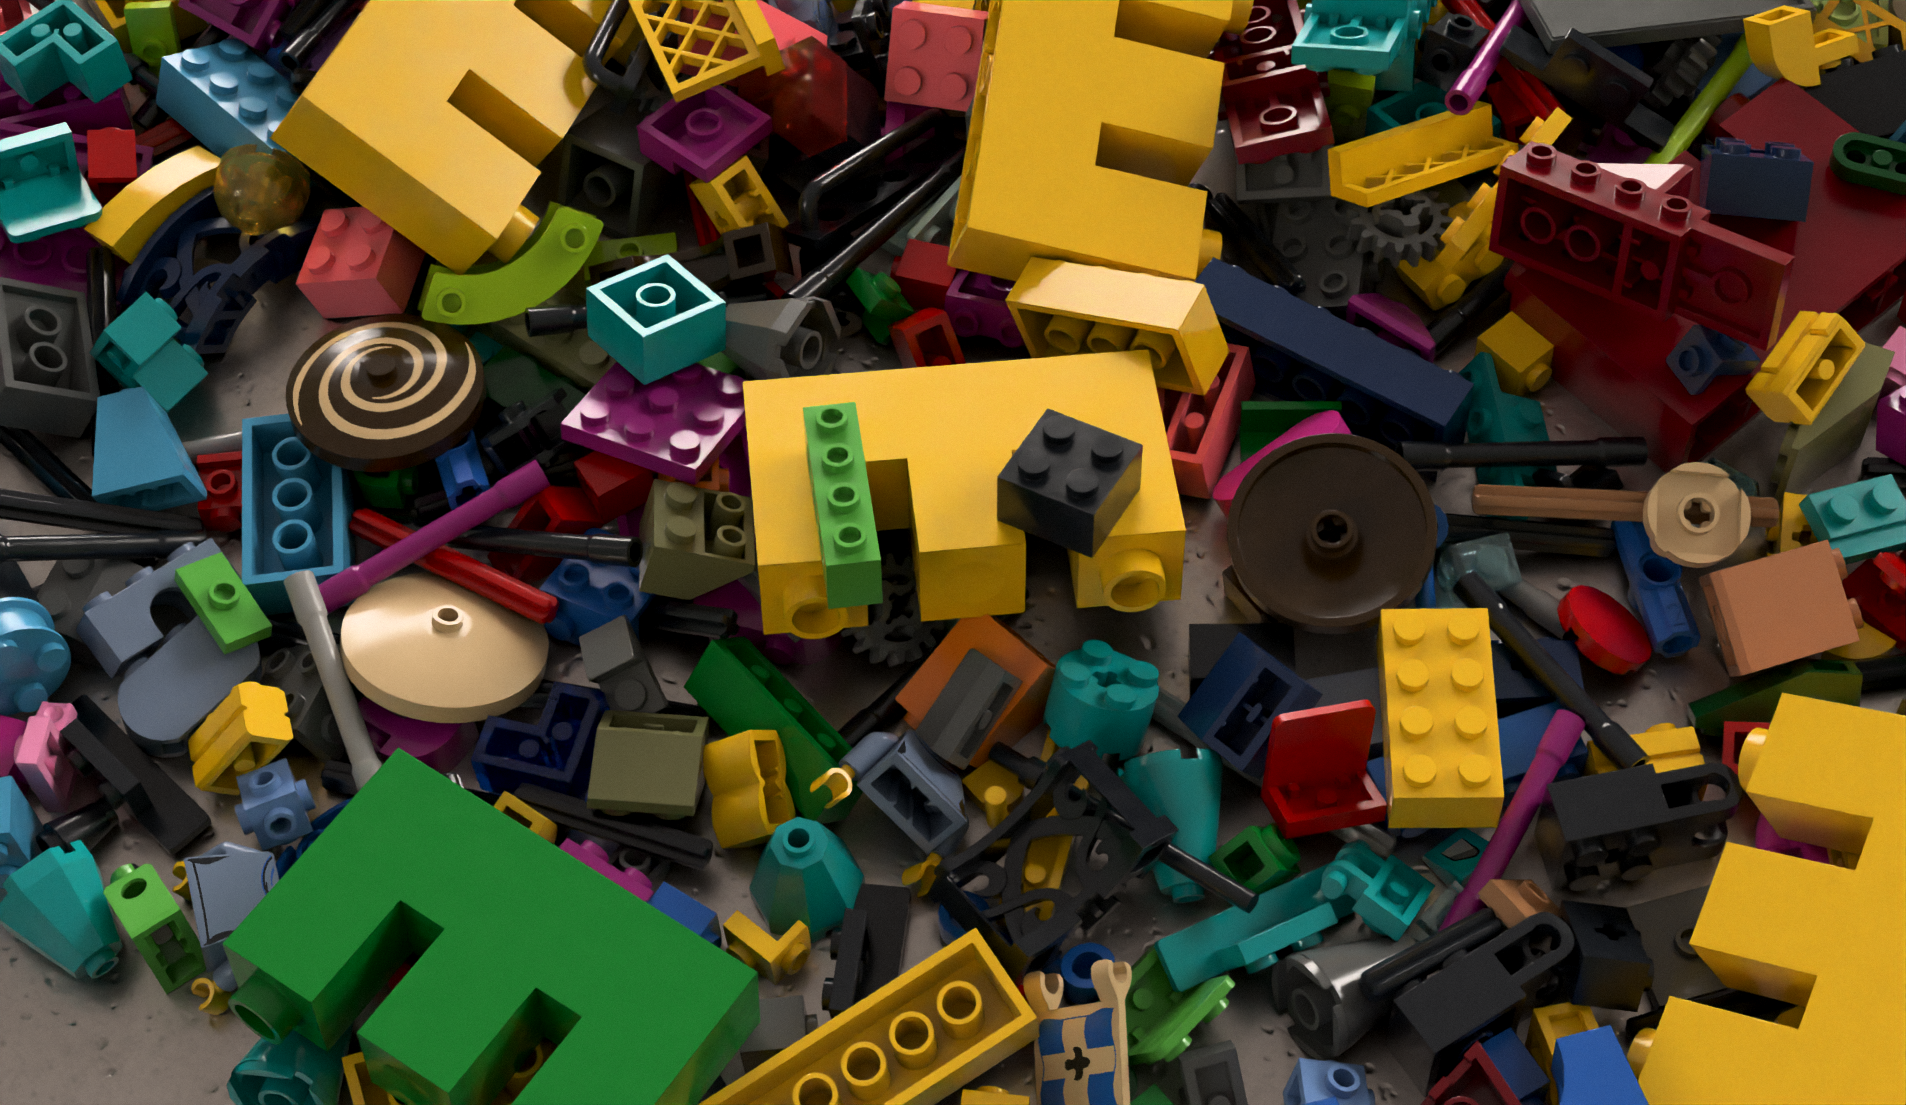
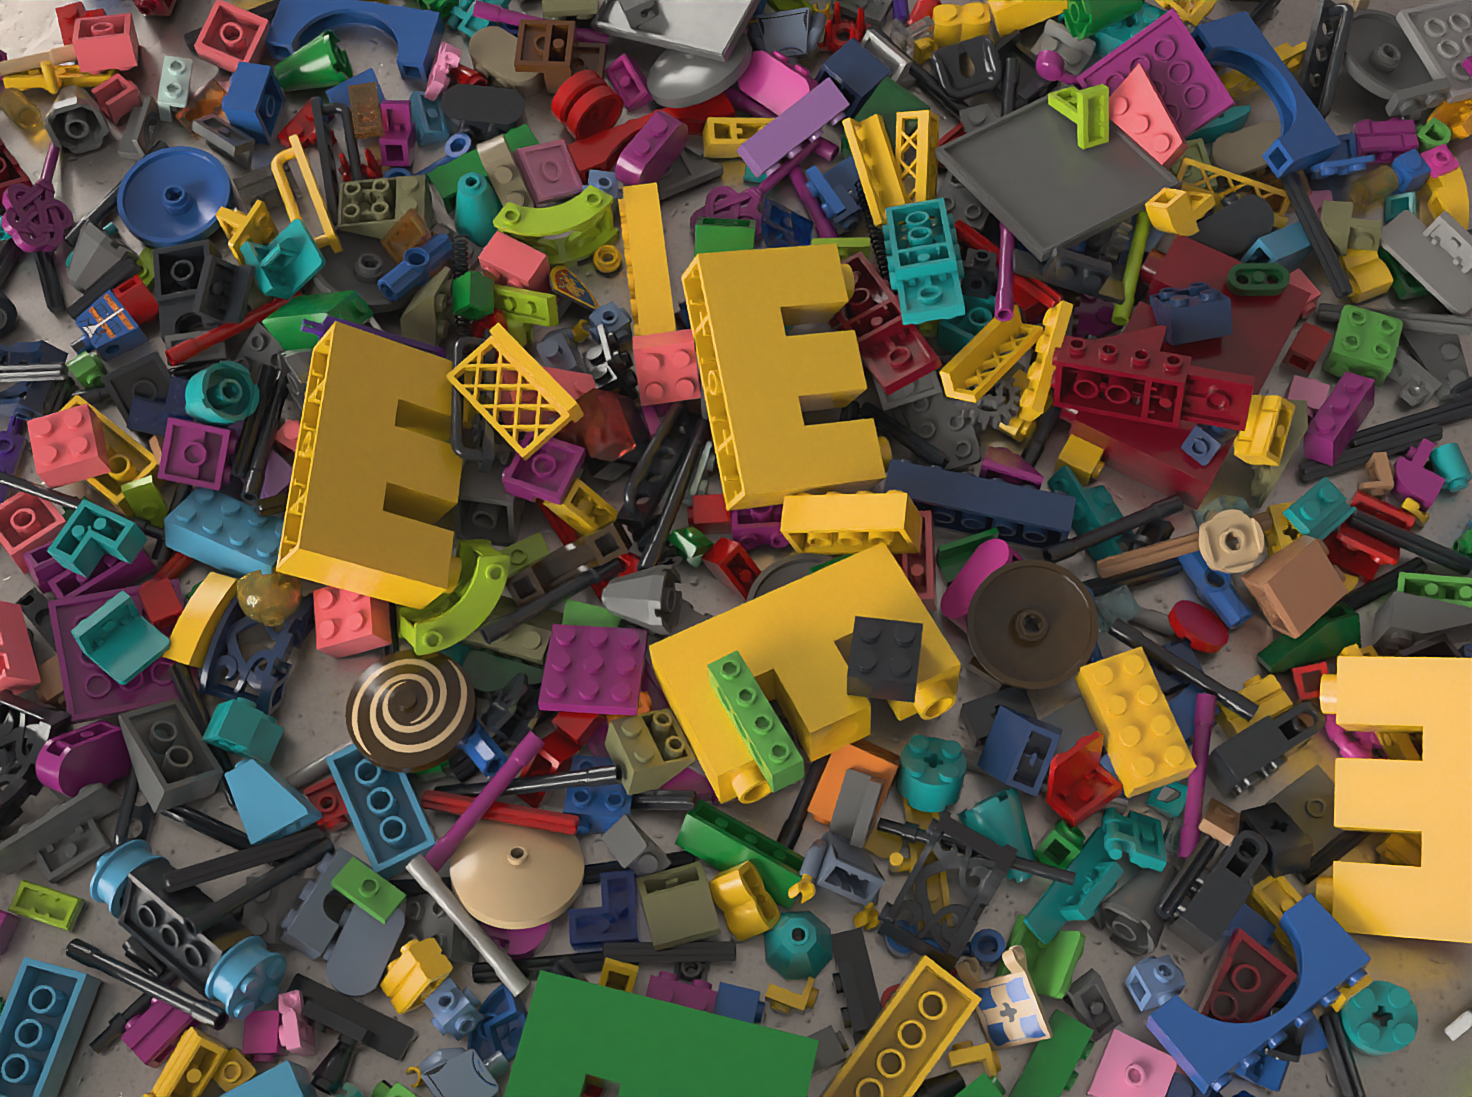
camera: 20 degrees left, 10 degrees up
(656, 319) = (569, 612): teal brick -> none

